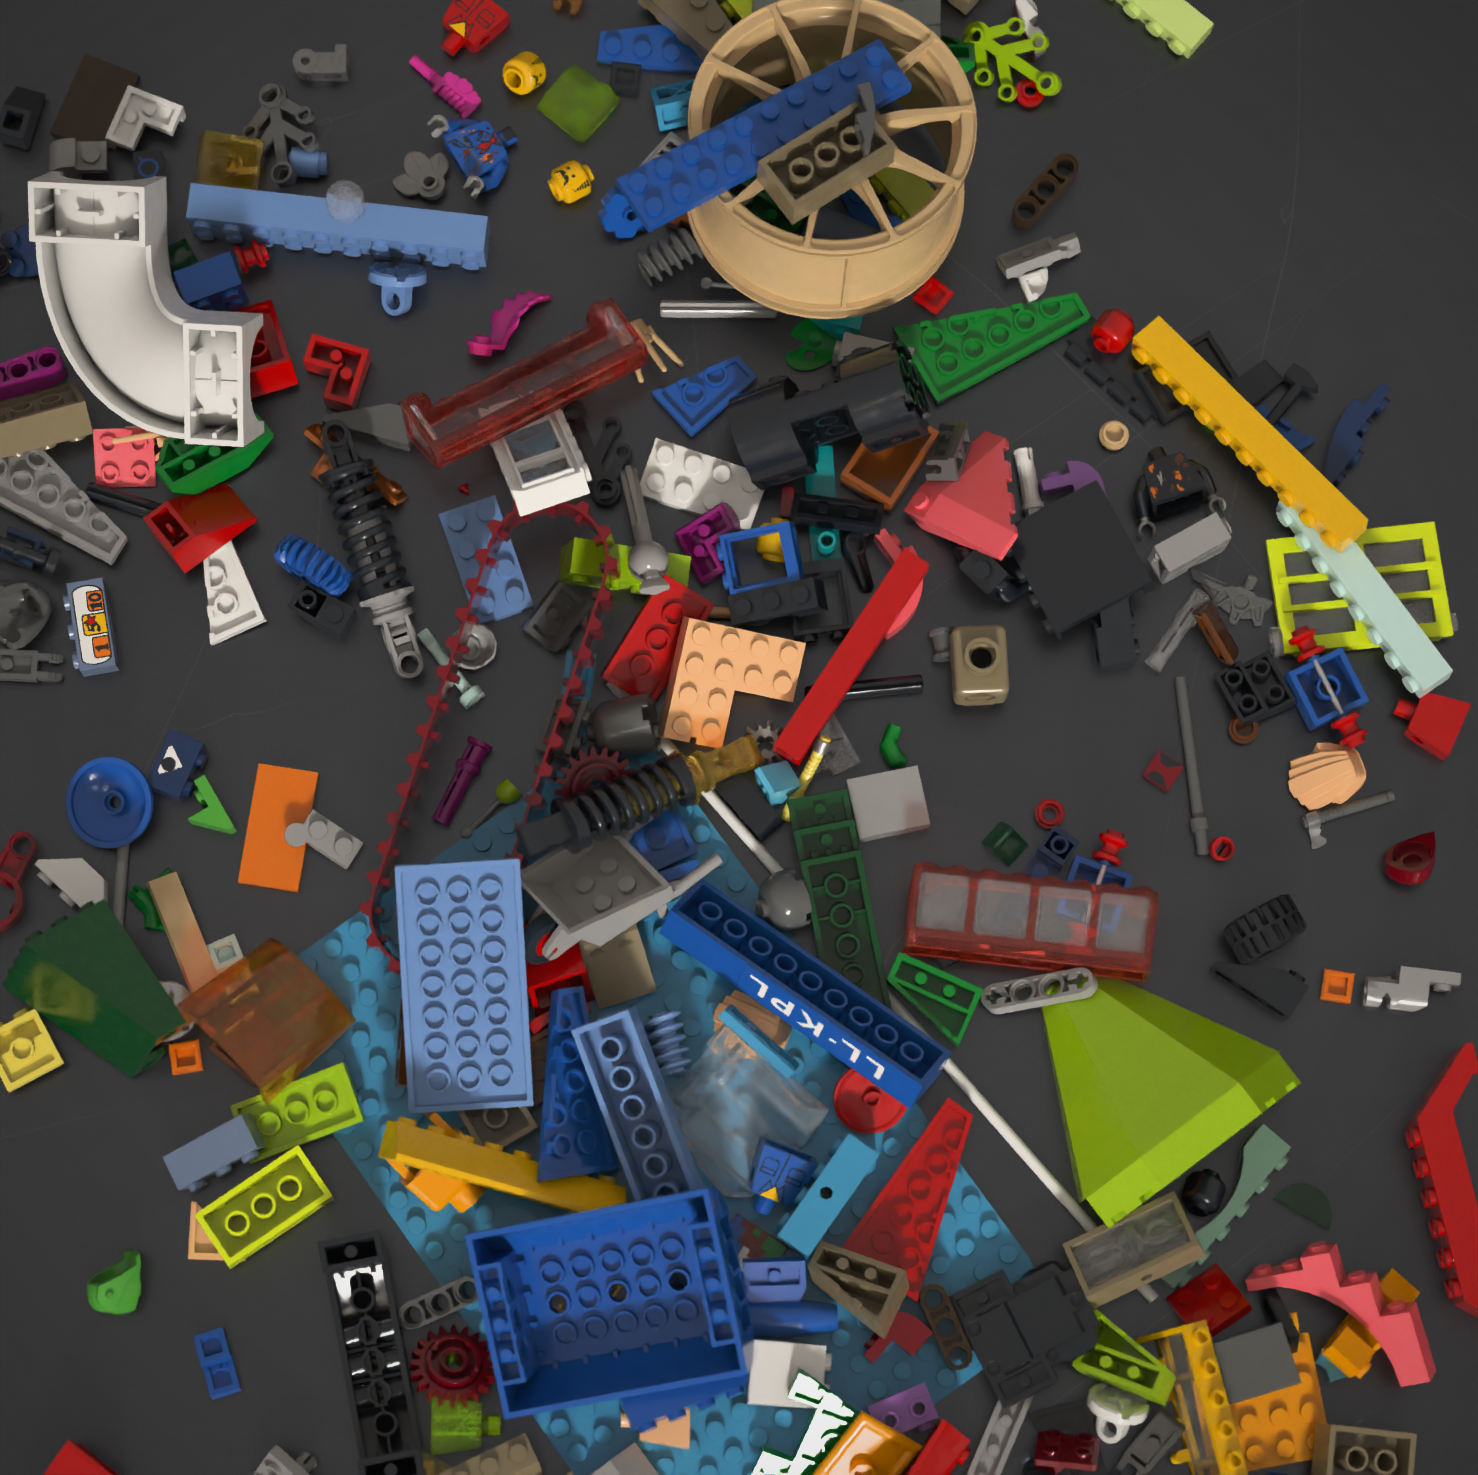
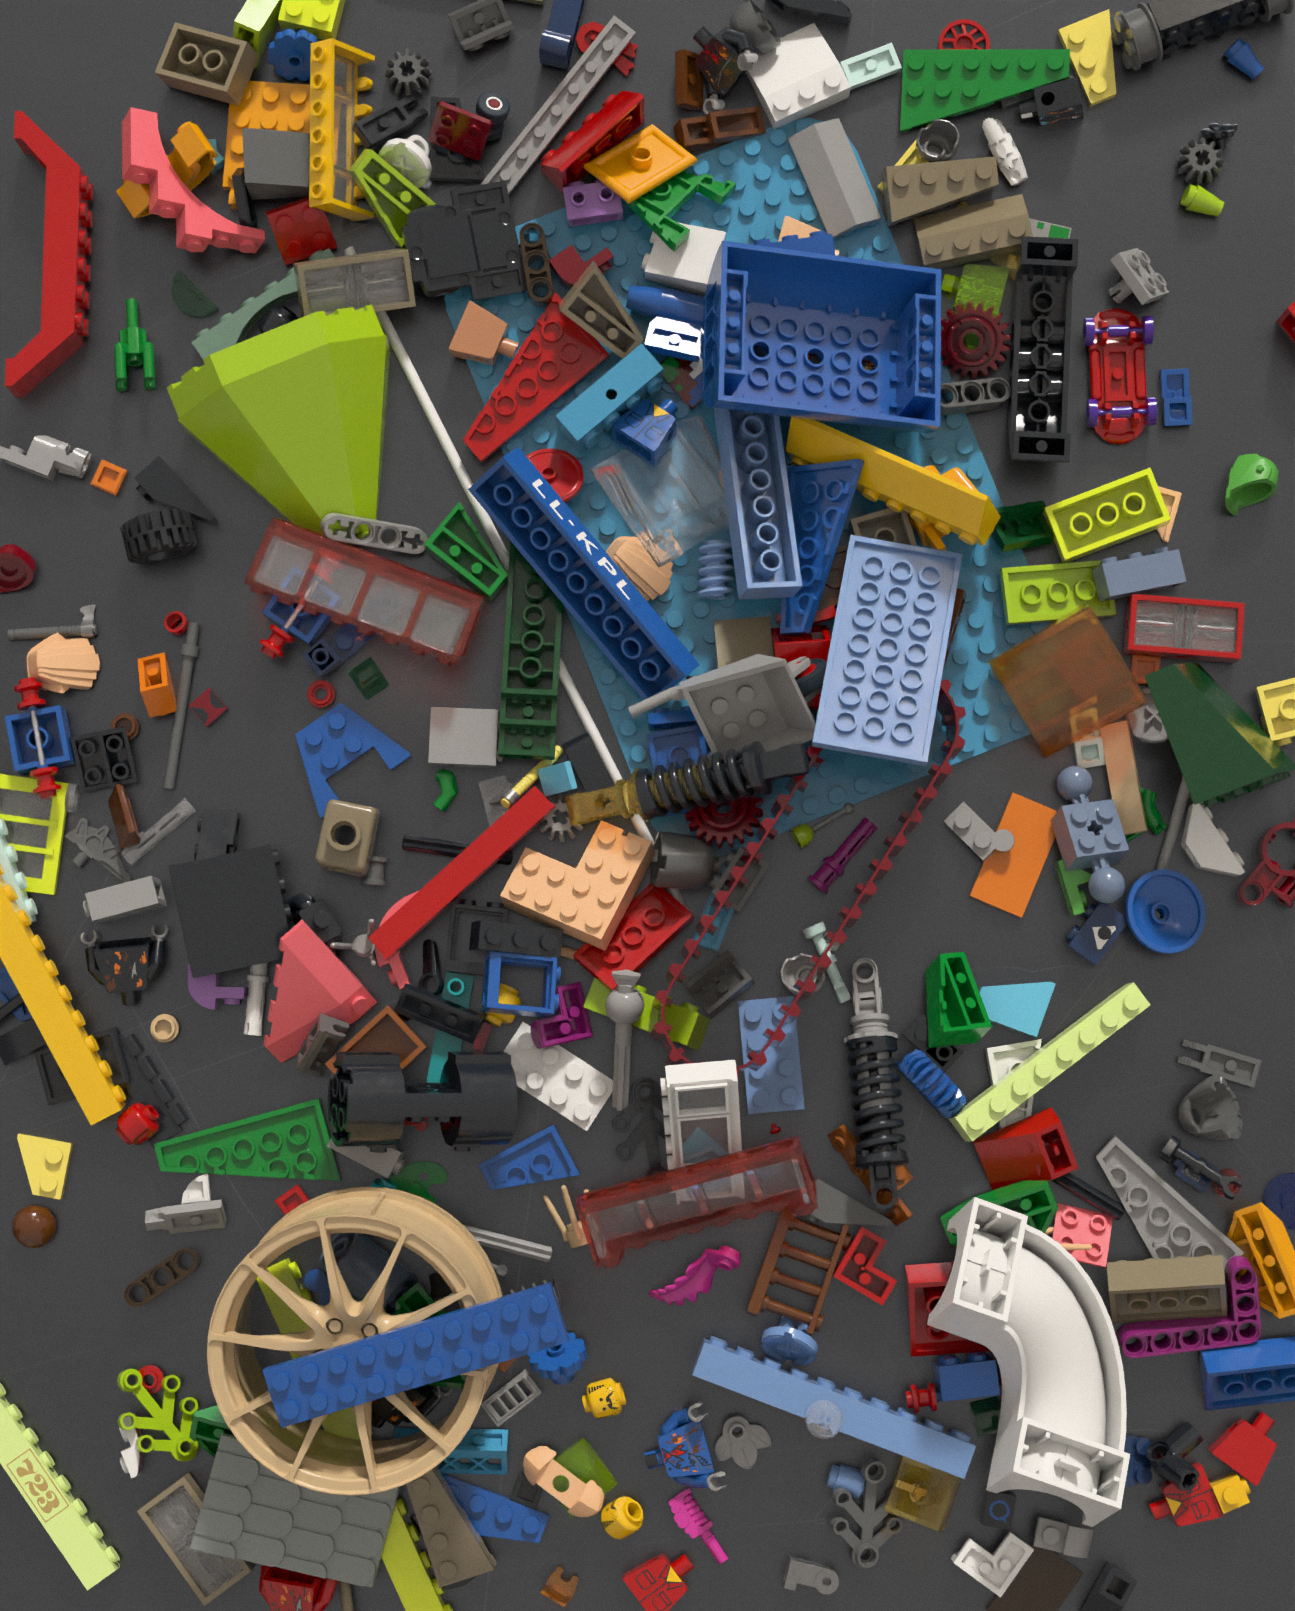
camera: 160 degrees left, 5 degrees up
(91, 627) = (1146, 1081): brick -> none
(154, 1106) = (1183, 628): none -> clear brick
(195, 619) = (1049, 1062): none -> yellowish green brick
(211, 842) = (1090, 835): none -> sand blue brick
(247, 670) = (1018, 1005): none -> medium azure slope
(285, 1371) = (1118, 375): none -> red piece
(309, 651) = (954, 1003): none -> green wedge
(353, 1172) = (1022, 527): none -> dark green bracket
(432, 338) = (769, 1274): none -> reddish brown fence
(614, 96) = (580, 1498): none -> light nougat piece
(759, 1041) = (636, 542): dark azure tile -> none
(784, 901) = (581, 667): dark grey cylinder -> none
(822, 164) = (365, 1308): dark tan brick -> none
(865, 120) = (318, 1328): dark grey slope -> none
(936, 562) = (361, 945): none -> light grey plant
(982, 1233) = (481, 337): none -> nougat torso
(1019, 768) = (335, 743): none -> blue wing
(1188, 210) = (33, 1226): none -> reddish brown hair
(1194, 273) = (45, 1164): none -> light yellow wing
(1223, 779) = (156, 685): none -> orange slope
(1351, 1127) = (133, 350): none -> green plant

